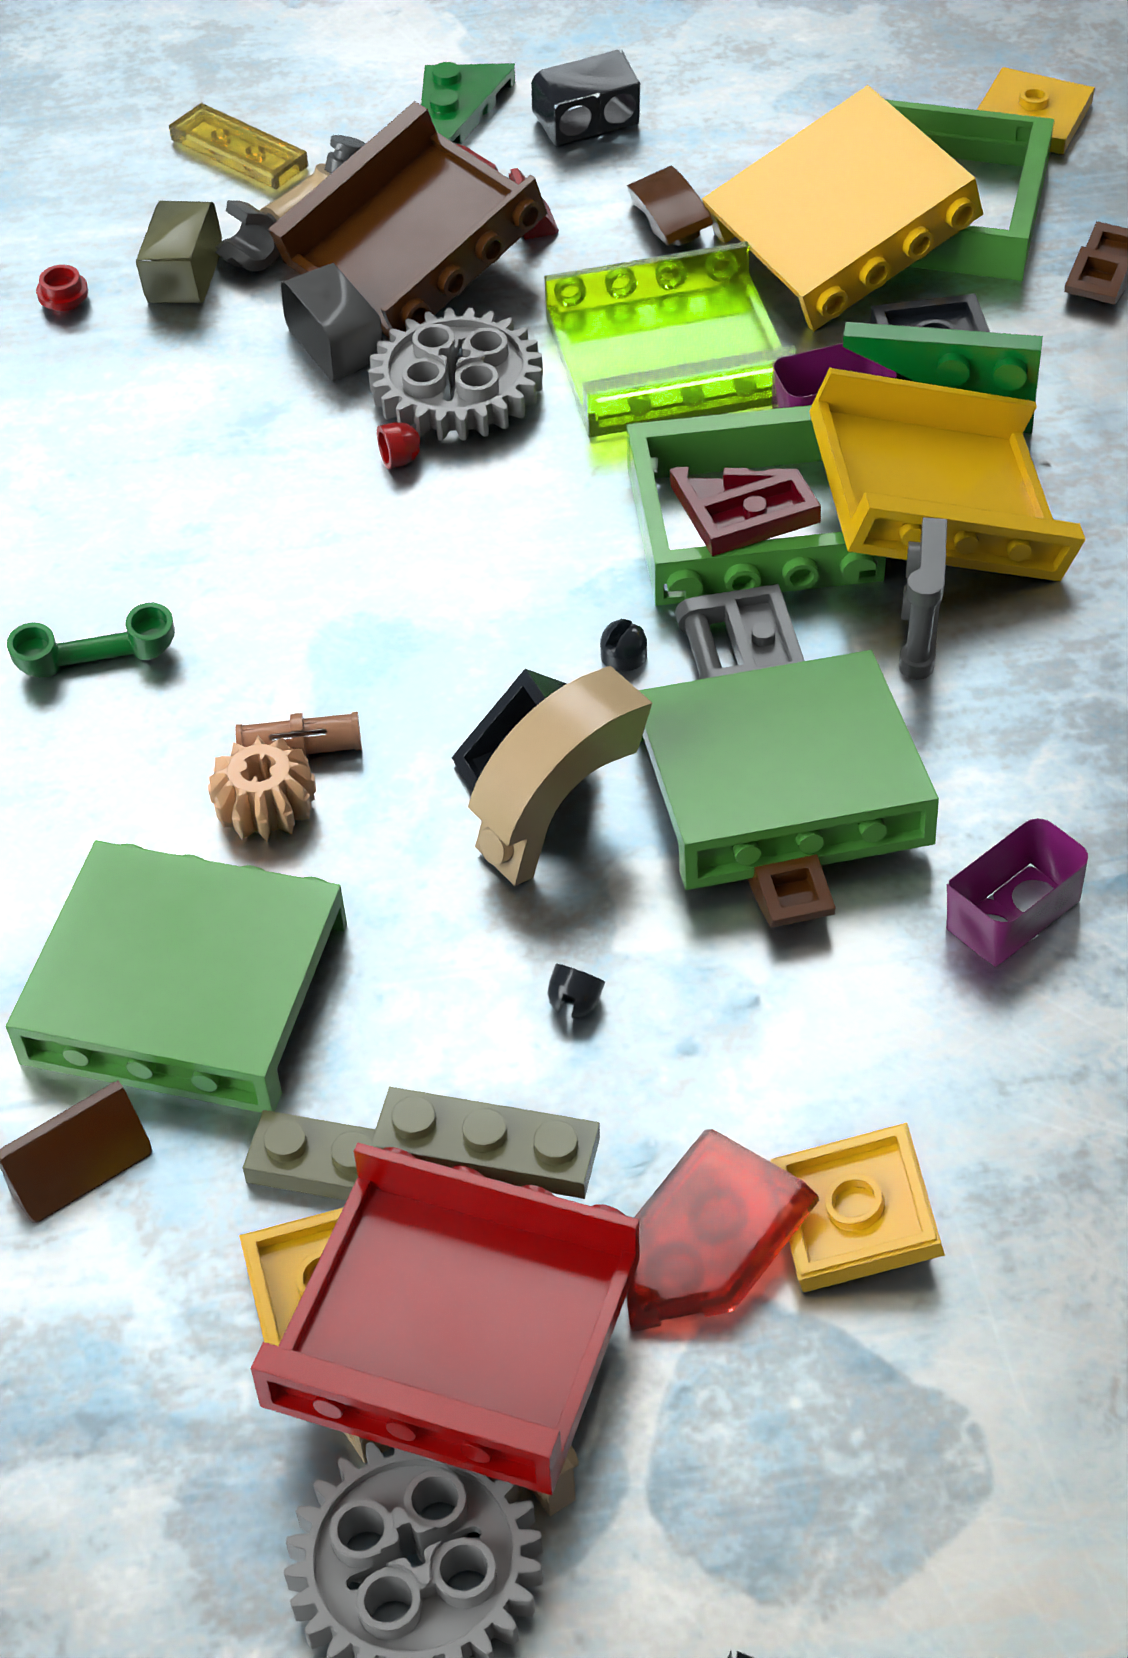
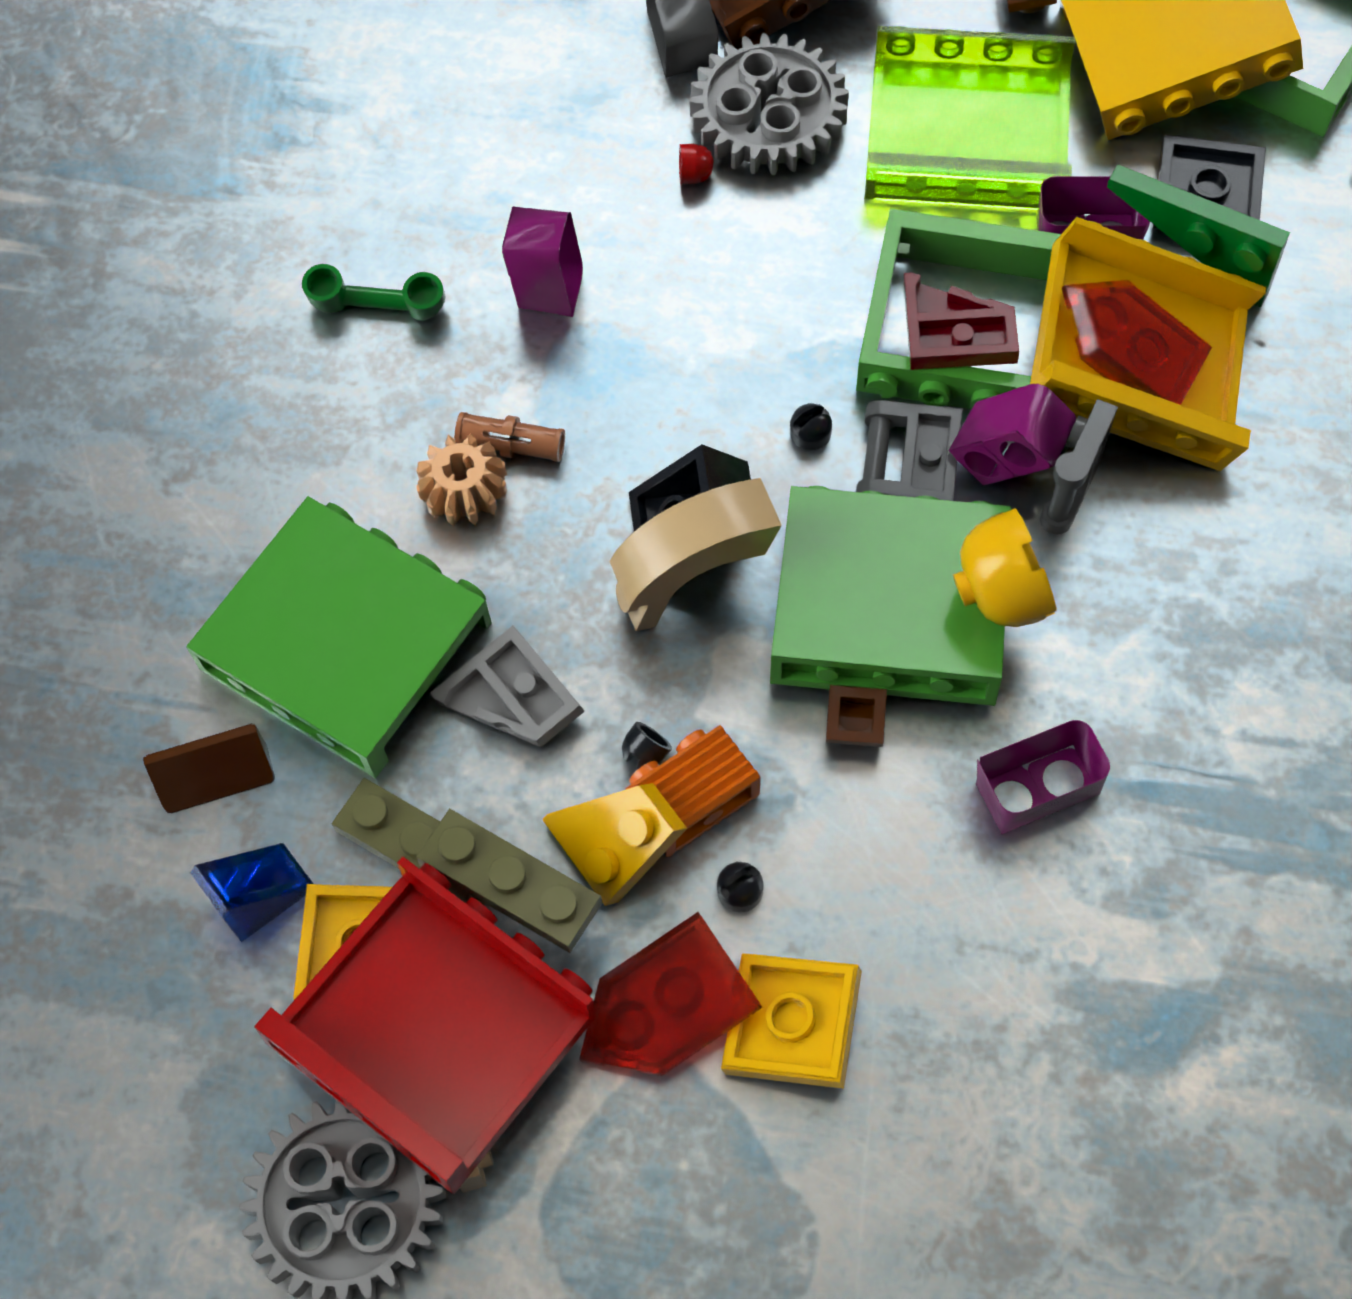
camera: 20 degrees right, 15 degrees up
(169, 1264) = (252, 886): none -> clear blue slope
(275, 557) = (543, 260): none -> magenta piece
(400, 977) = (510, 691): none -> light grey wing
(585, 1070) = (616, 837): none -> yellow wing
(646, 1012) = (702, 782): none -> orange brick
(748, 1102) = (745, 895): none -> black hinge
(856, 549) = (1029, 418): none -> magenta piece
(903, 690) = (1004, 573): none -> yellow cylinder
(927, 465) = (1135, 339): none -> clear red tile

